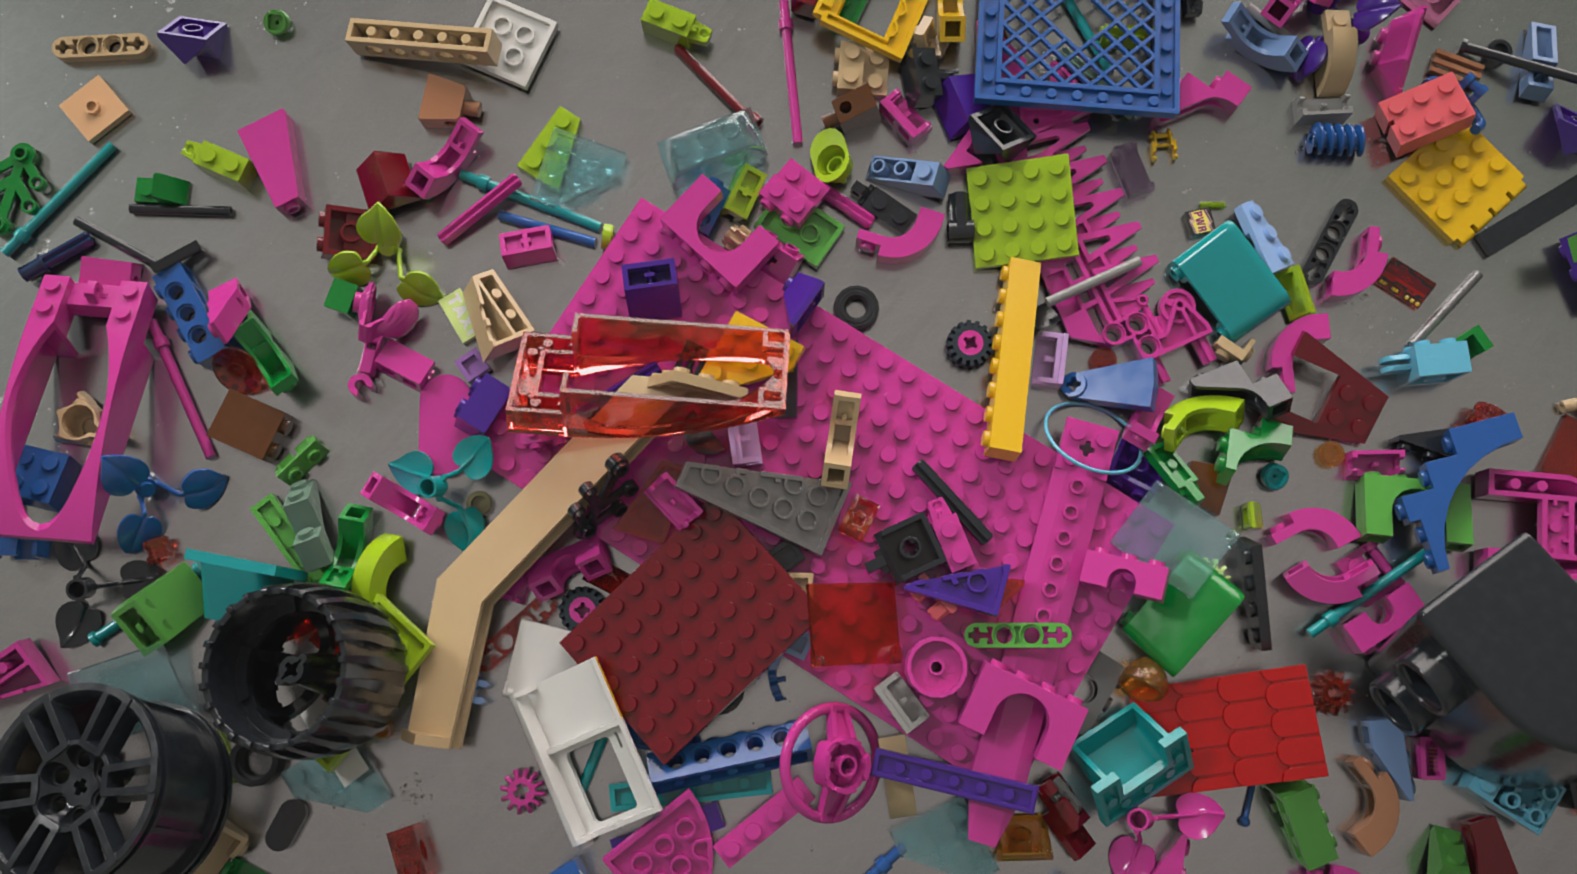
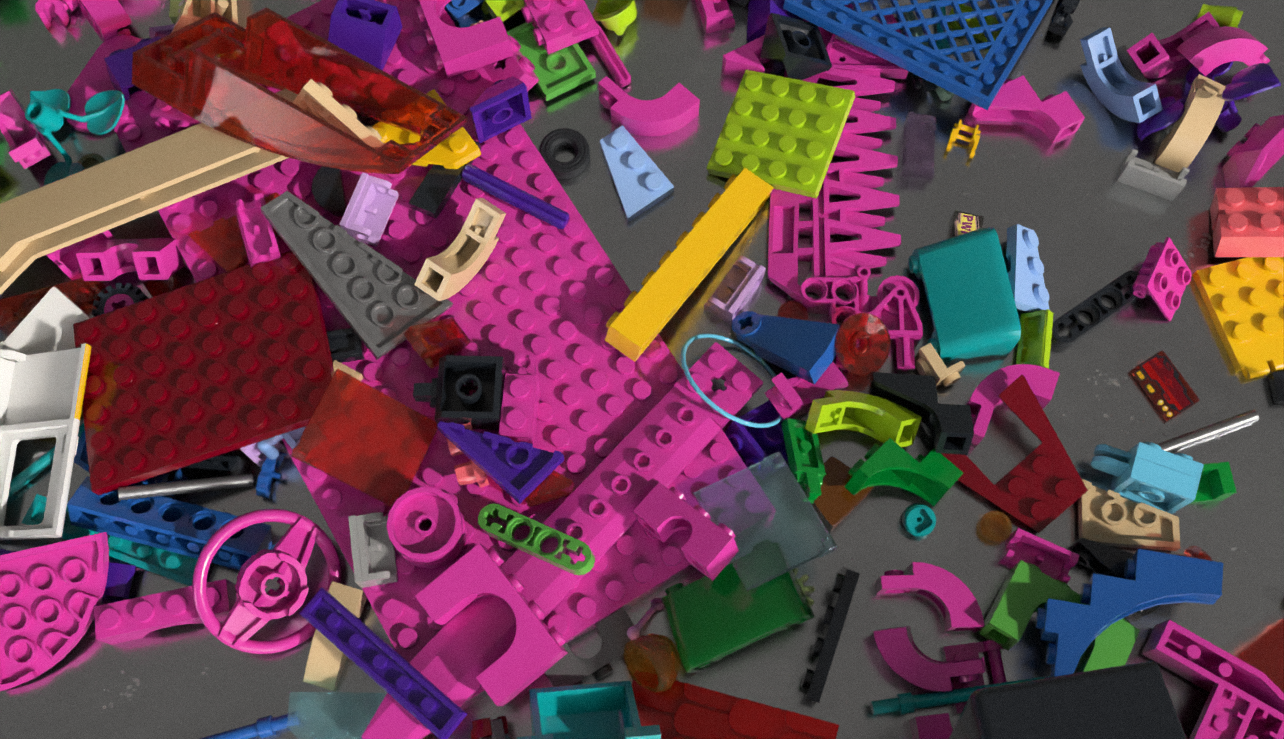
camera: 25 degrees right, 10 degrees down
(586, 525) = (188, 197): black plant -> none
(723, 723) = (185, 486): none -> flat silver bar
(850, 370) = (515, 196): none -> dark purple axle
(884, 207) = (643, 70): black hinge -> none
(910, 175) = (690, 56): medium blue slope -> none
(920, 299) = (634, 173): none -> light blue wing
(941, 489) = (546, 372): black axle -> none
(960, 226) = (710, 122): black piece -> none
(963, 352) = (646, 237): black wheel -> none
(1045, 318) = (751, 246): black slope -> none
(1093, 281) = (818, 228): light grey bar -> none
(1117, 634) = (634, 631): none -> lavender hinge
(1174, 361) = (873, 343): none -> clear red dish
(1213, 204) = (990, 219): lime leg -> none
(1252, 516) = (874, 551): lime slope -> none
(1337, 137) = (1154, 208): blue piece -> none
(1367, 195) = (1163, 277): none -> dark pink hinge
(1370, 265) = (1106, 358): dark pink arch -> none
(1420, 405) = (1124, 523): none -> tan wing

